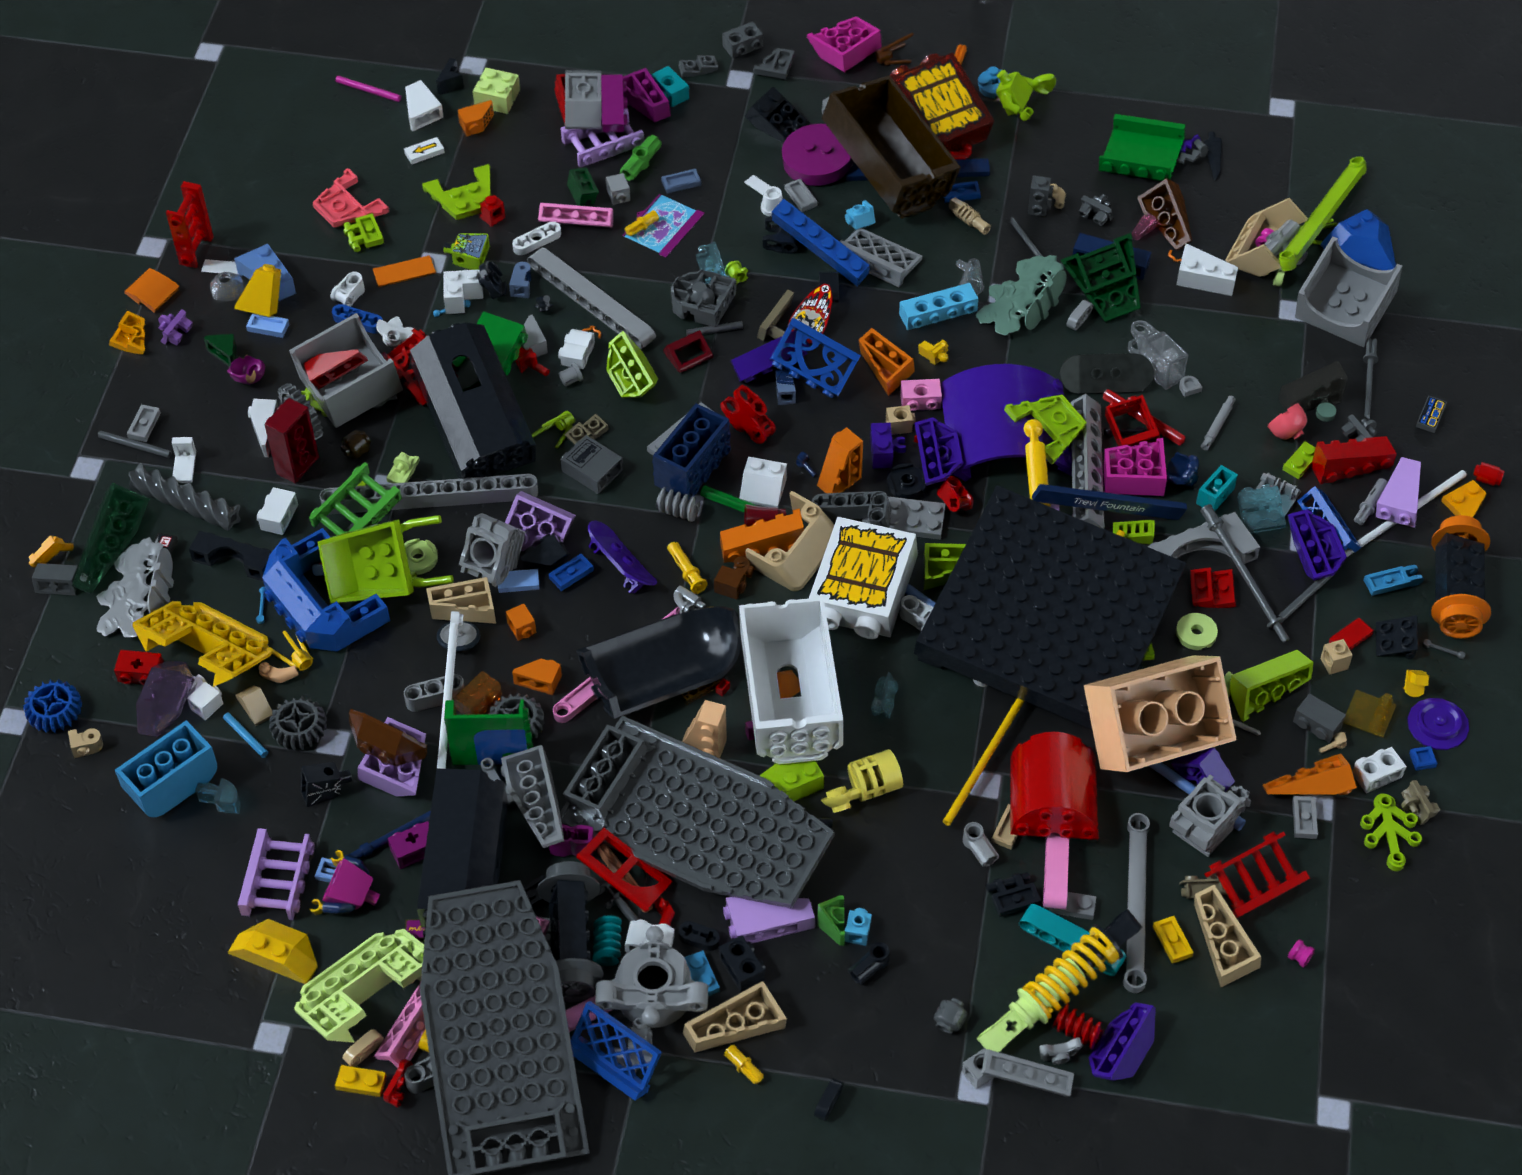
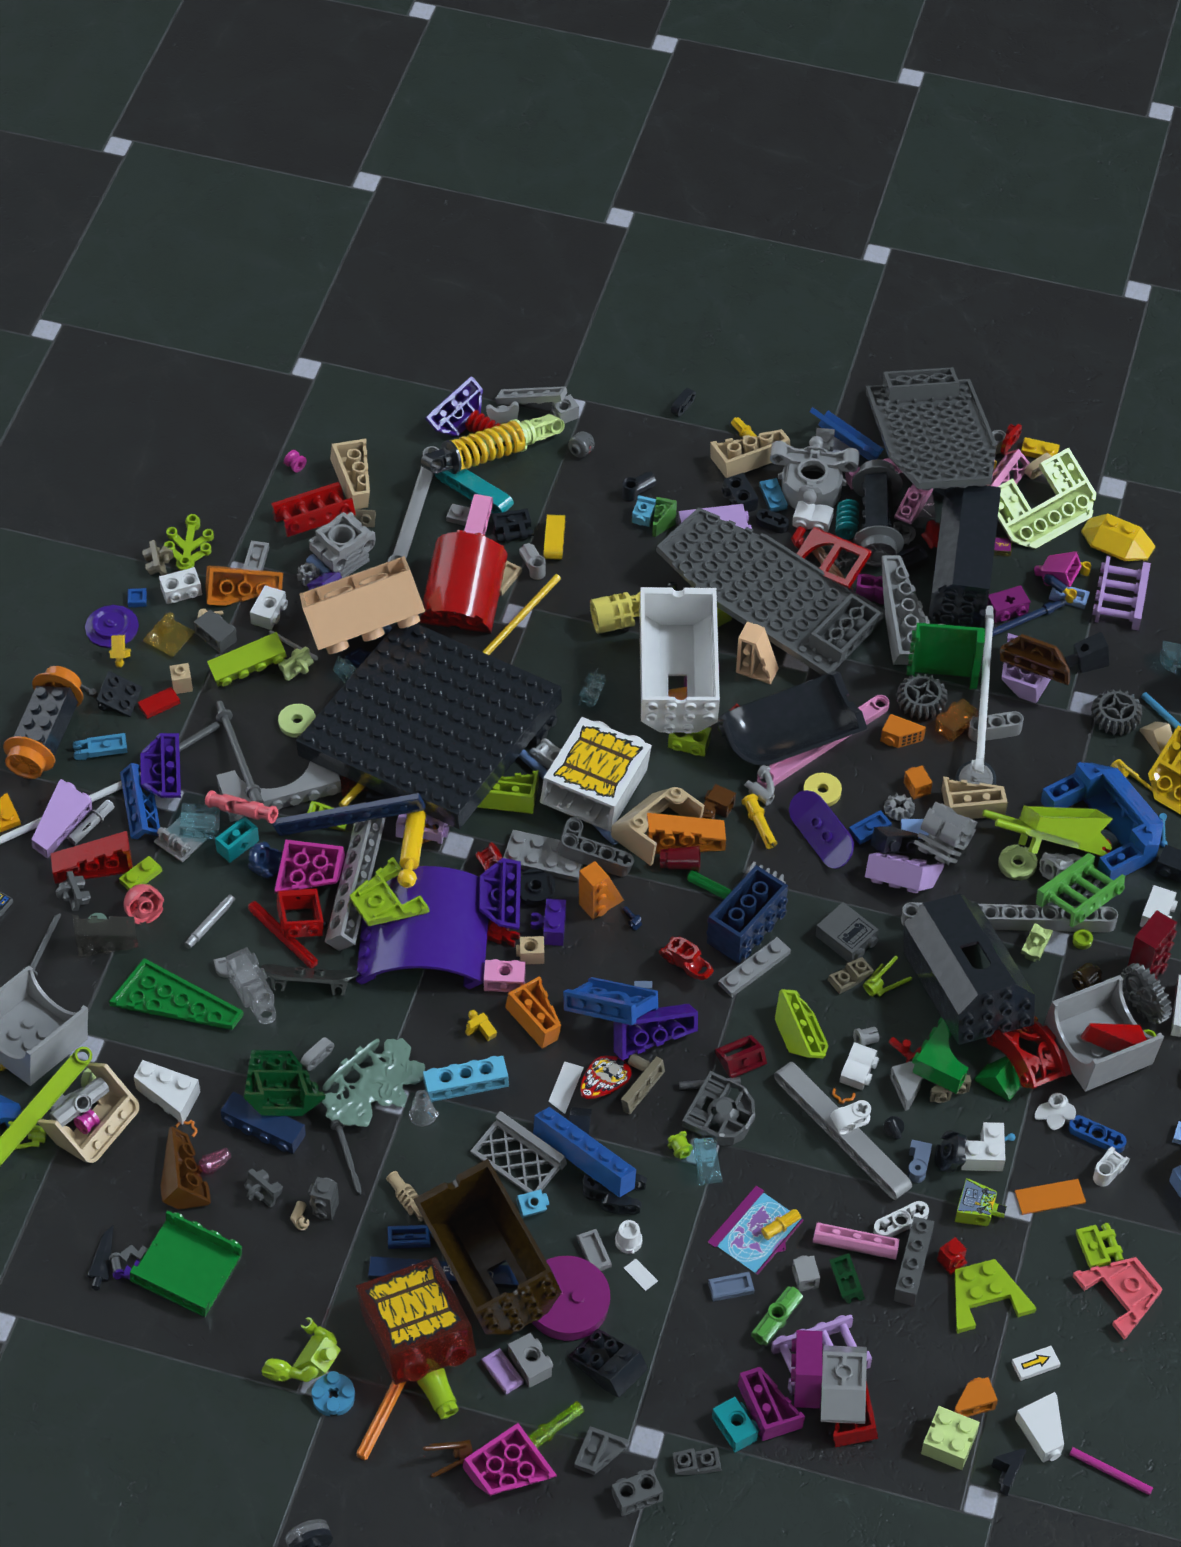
camera: 175 degrees left, 0 degrees up
(275, 674) = (1138, 759): light nougat arm -> none
(525, 203) = (913, 1261): none -> dark grey brick
(540, 607) = (899, 813): none -> light grey gear
(583, 287) = (851, 1117): none -> white piece
(620, 601) = (826, 781): none -> light yellow tile
(763, 482) = (676, 899): white slope -> none
(820, 71) = (547, 1434): none -> clear neon green pin
(846, 318) = (565, 1086): none -> white sticker
(960, 880) = (554, 537): none -> yellow beam
(1173, 939) = (393, 481): yellow plate -> none
(1213, 588) = (269, 757): red slope -> none
(1231, 351) = (165, 994): none -> green wing
(1232, 505) = (242, 807): none -> coral piece
(1269, 763) = (268, 607): none -> white brick

